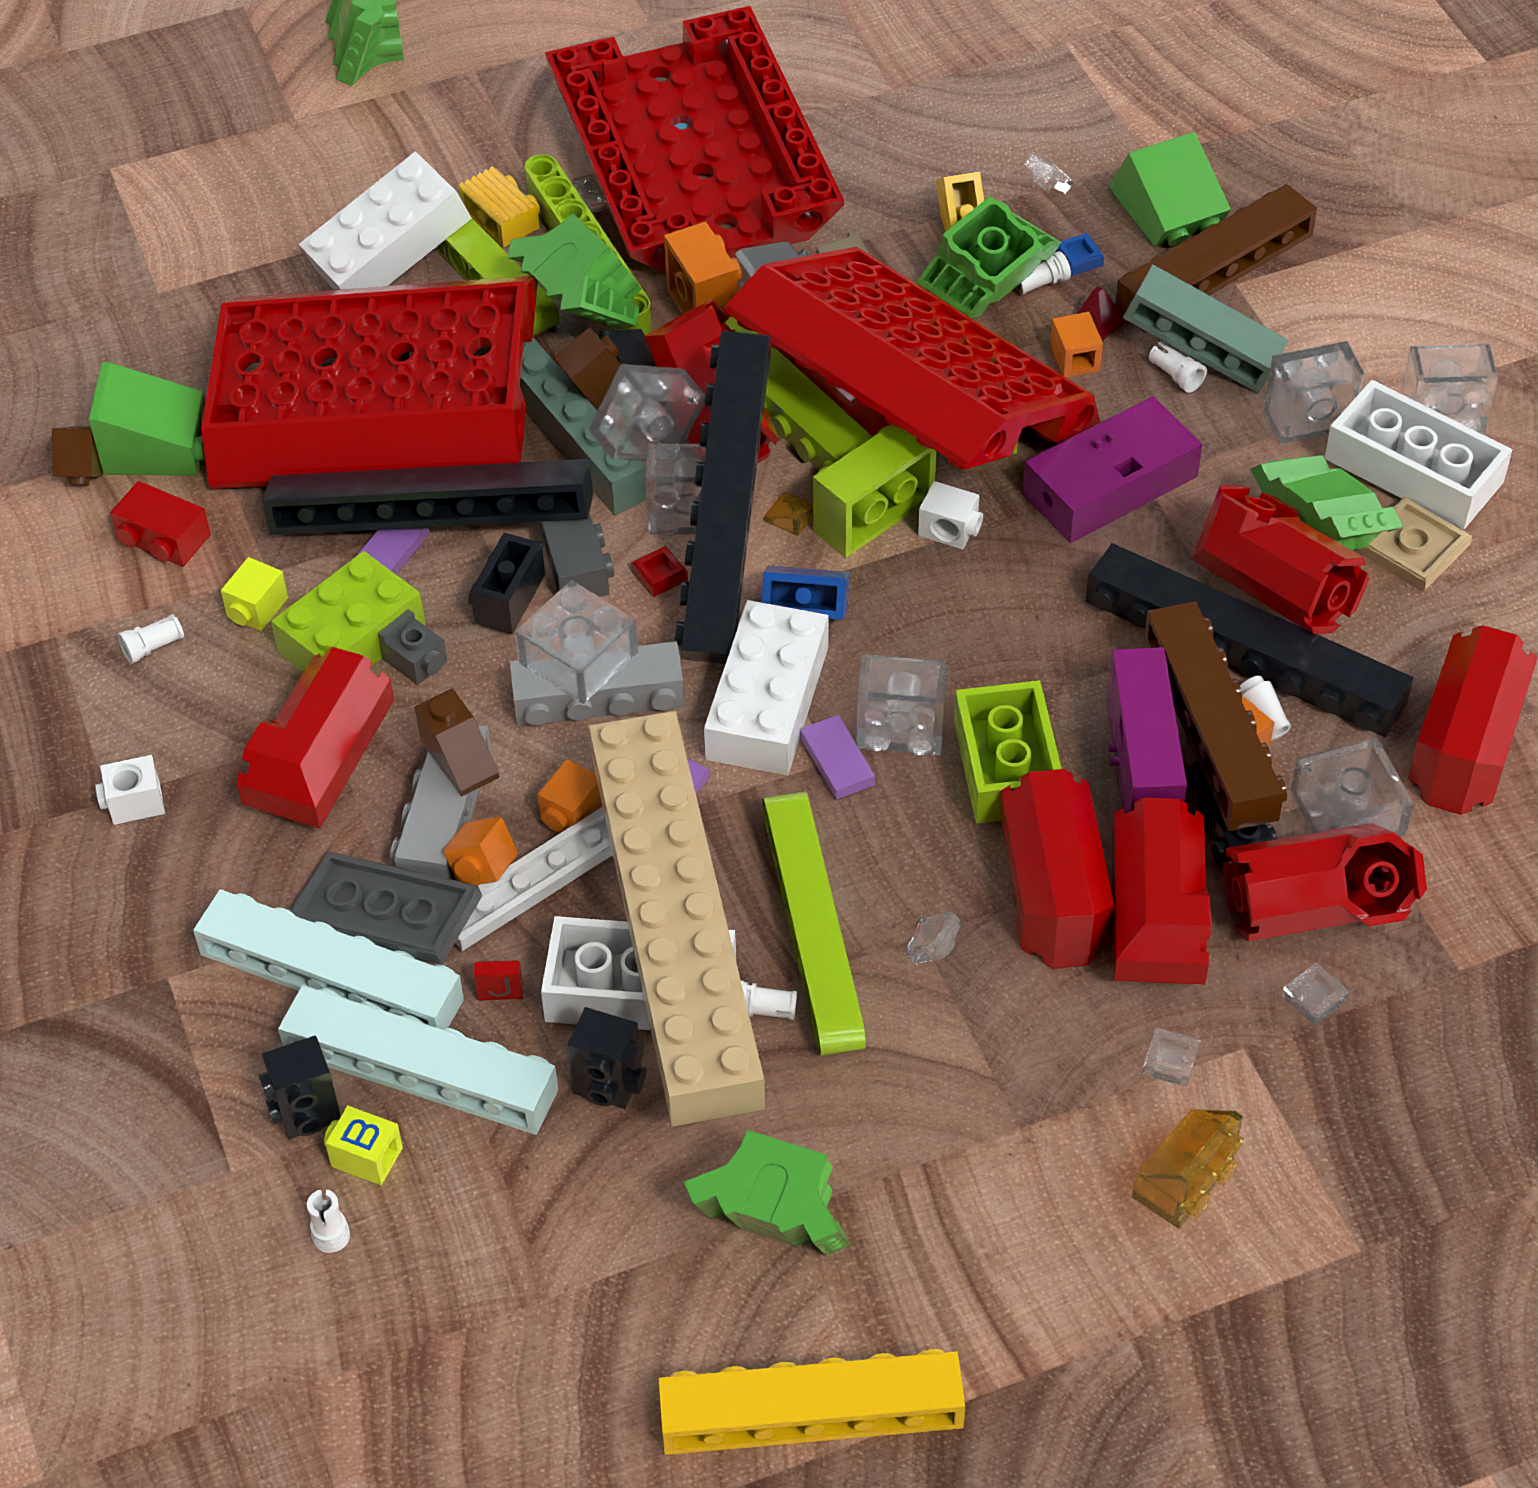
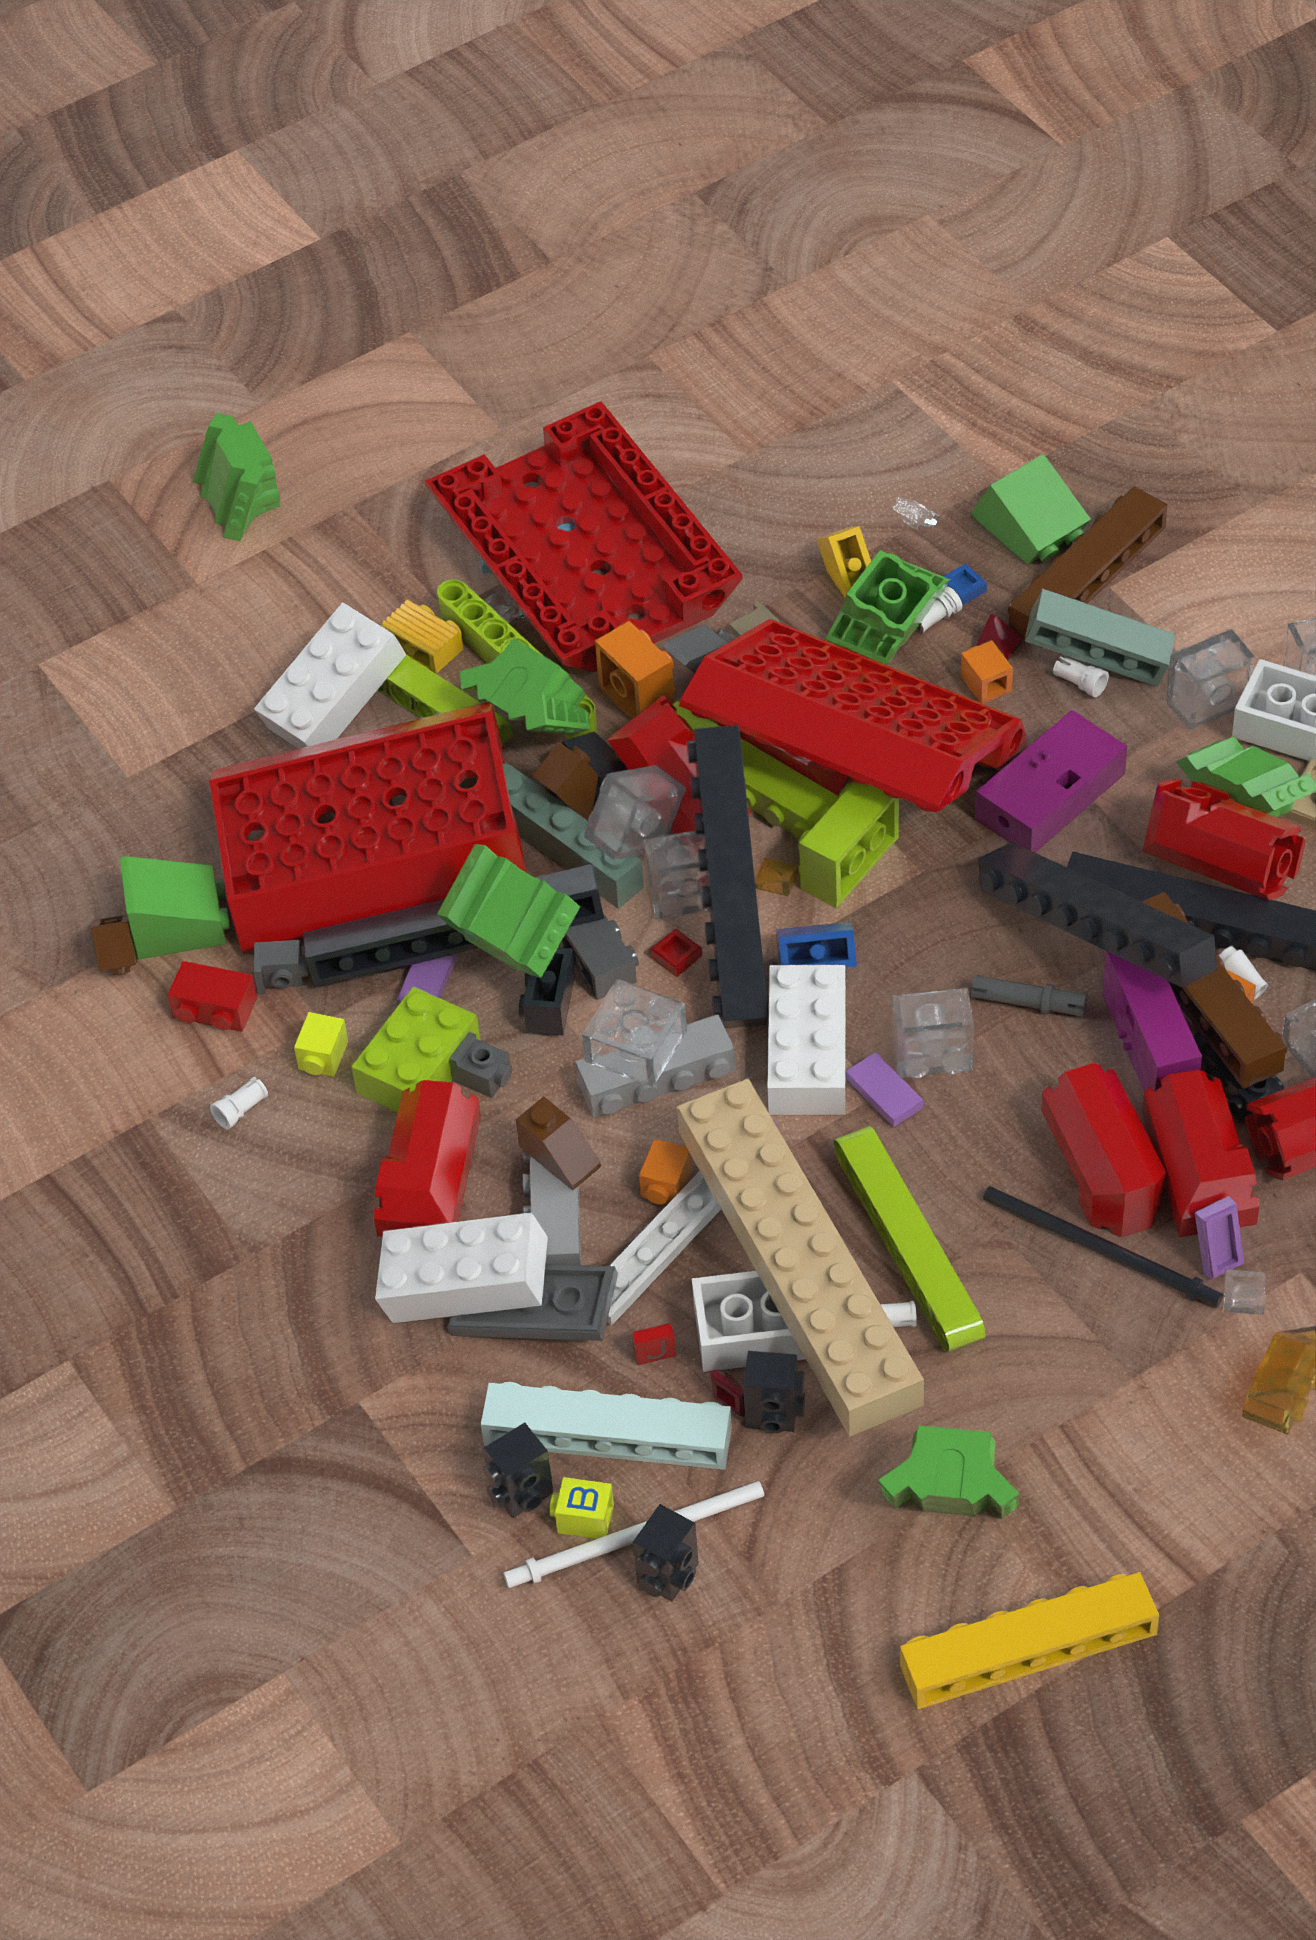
camera: 10 degrees left, 0 degrees up
(130, 790) = (275, 1229): white brick -> none
(236, 505) = (279, 965): none -> dark grey brick
(291, 1201) = (536, 1569): none -> white bar
(315, 855) = (462, 1268): none -> white brick
(315, 955) = (483, 1355): light aqua brick -> none
(328, 1224) = (575, 1582): white pin -> none
(430, 1215) = (666, 1554): none -> black brick
(474, 487) = (507, 911): none -> bright green slope
(481, 851) = (604, 1235): orange brick -> none
(557, 1041) = (728, 1391): none -> dark red slope
(933, 937) = (1015, 1231): clear plate -> none
(949, 515) = (920, 852): white brick -> none
(1000, 739) = (1028, 1049): lime brick -> none
(1056, 698) = (1029, 995): none -> dark grey pin
(1115, 1040) = (1192, 1288): none -> black bar
(1117, 612) = (1098, 914): none -> black brick
(1156, 989) = (1219, 1237): none -> medium lavender tile

